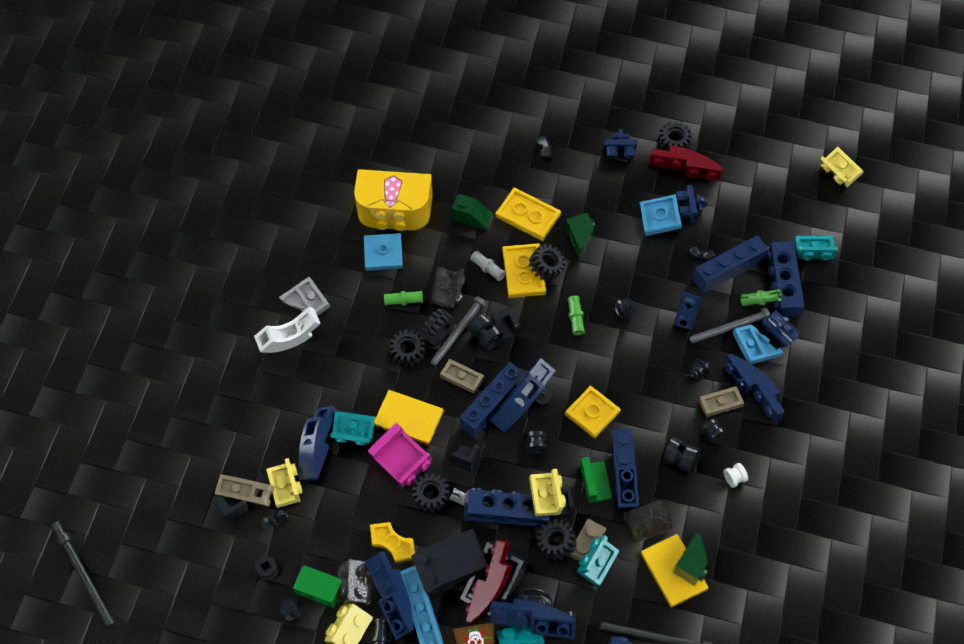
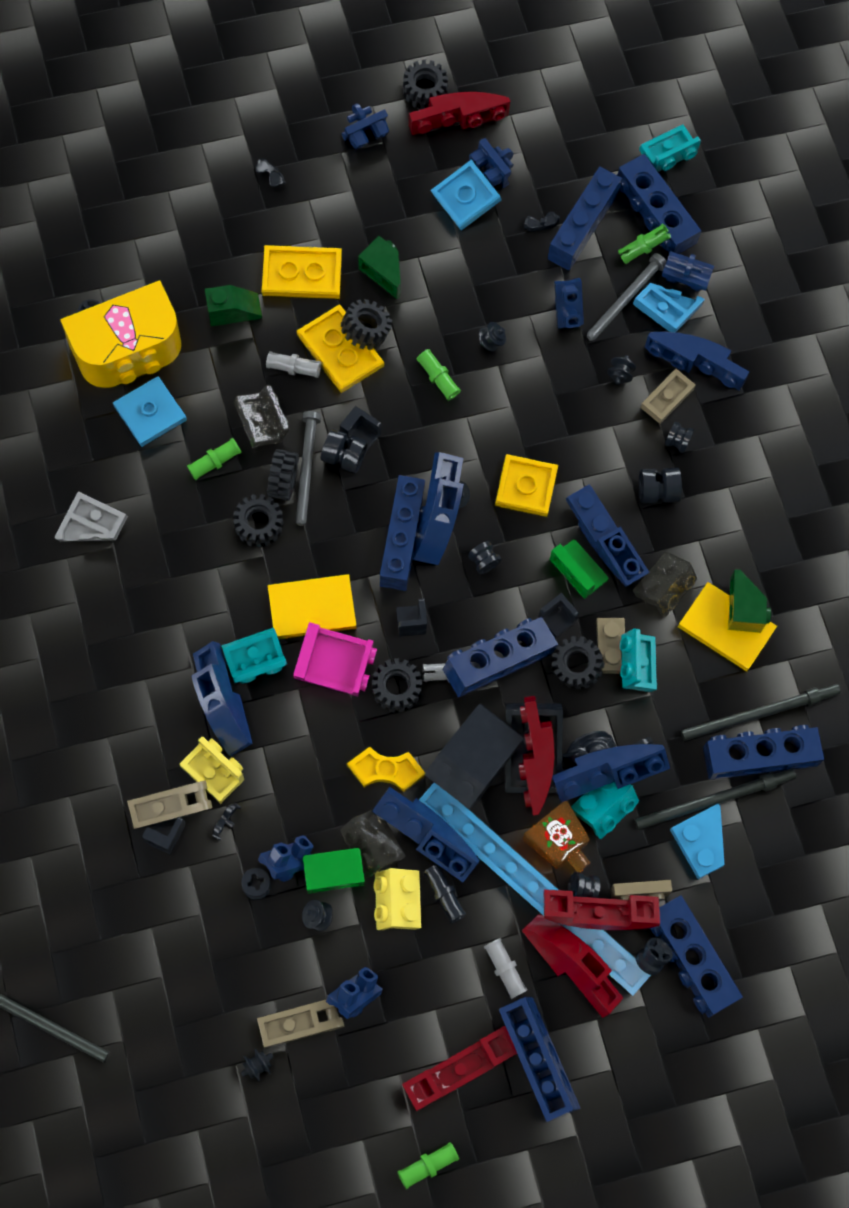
camera: 35 degrees left, 10 degrees up
(289, 335) = (100, 578): white arch -> none
(291, 562) = (286, 859): none -> dark blue hips
(462, 376) = (347, 522): dark tan plate -> none
(547, 493) = (541, 614): light yellow bracket -> none
(735, 475) = (734, 477): white wheel -> none
(841, 166) = (644, 29): light yellow bracket -> none

